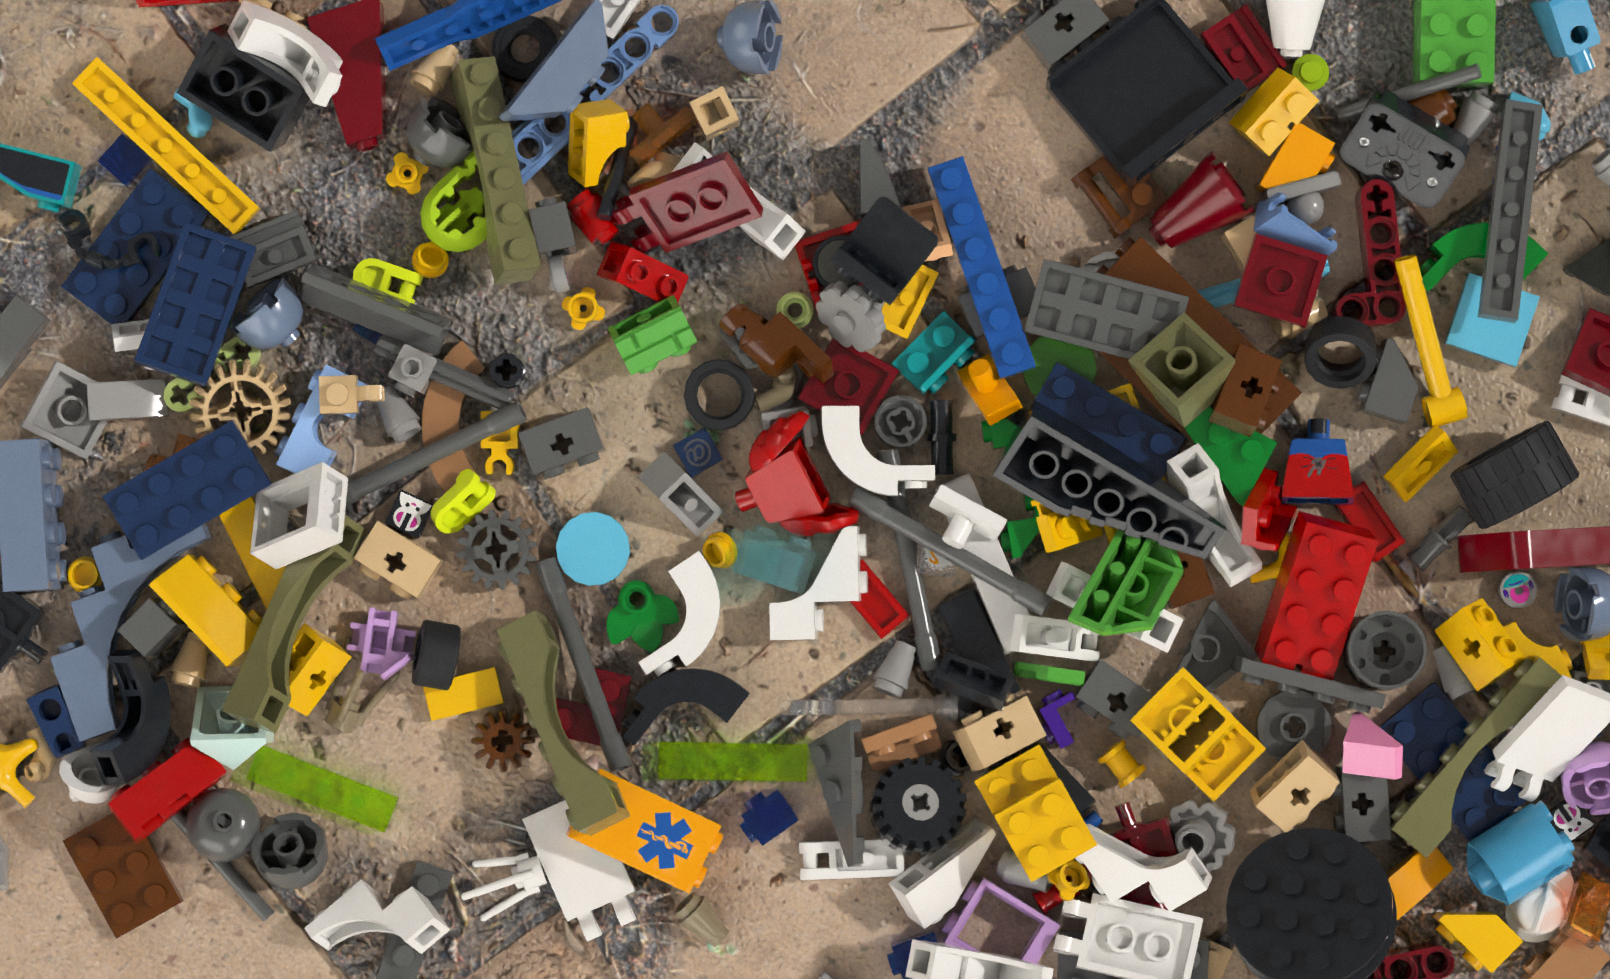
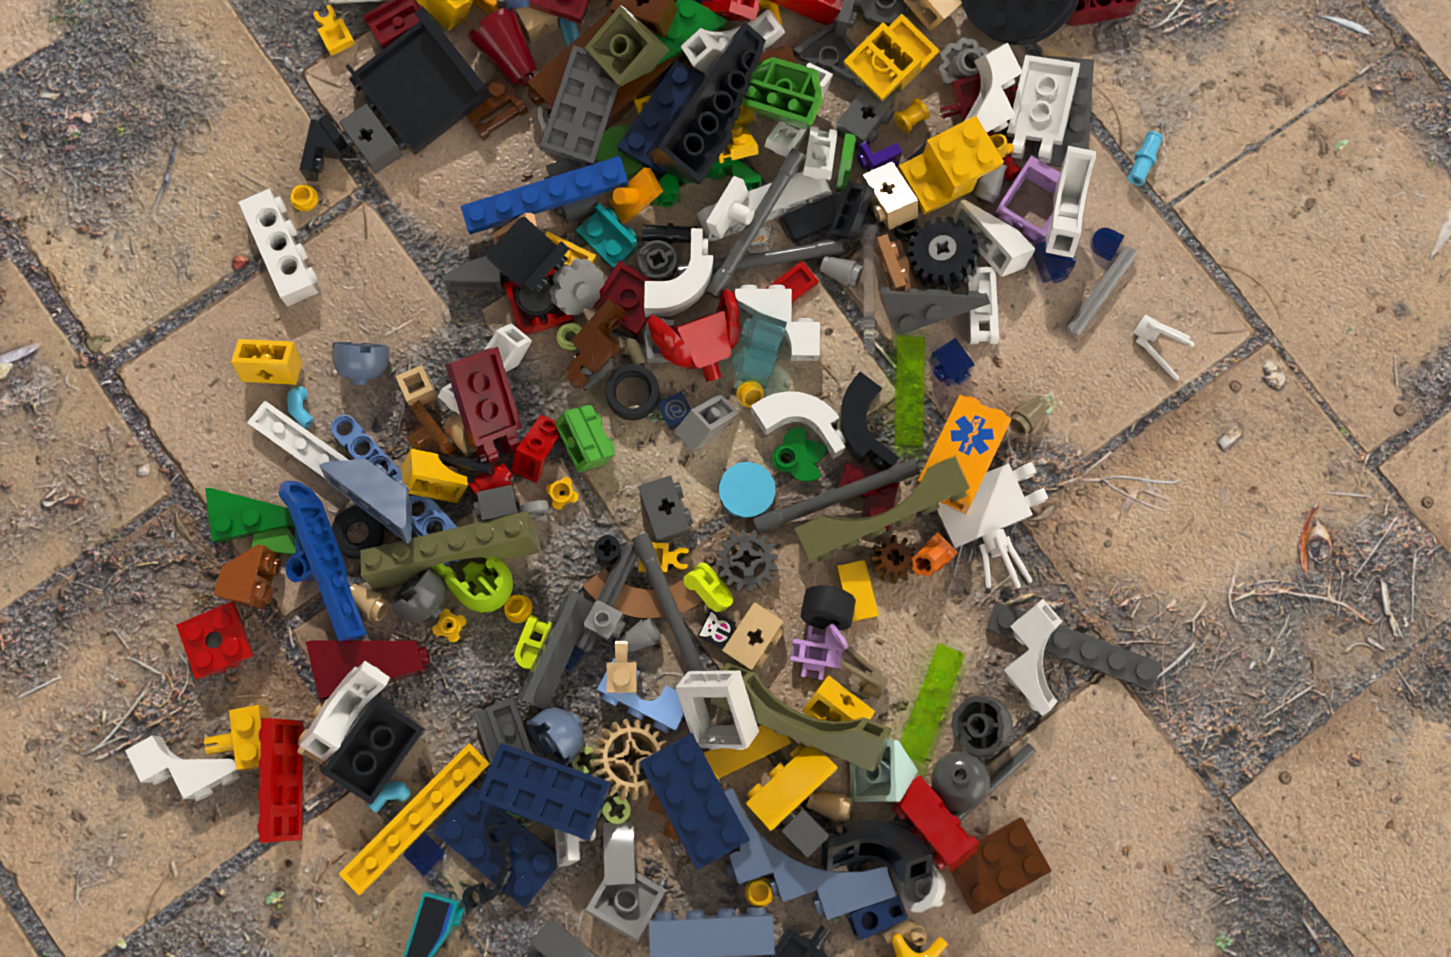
camera: 90 degrees left, 10 degrees down
(508, 792) = (933, 556): none -> orange piece

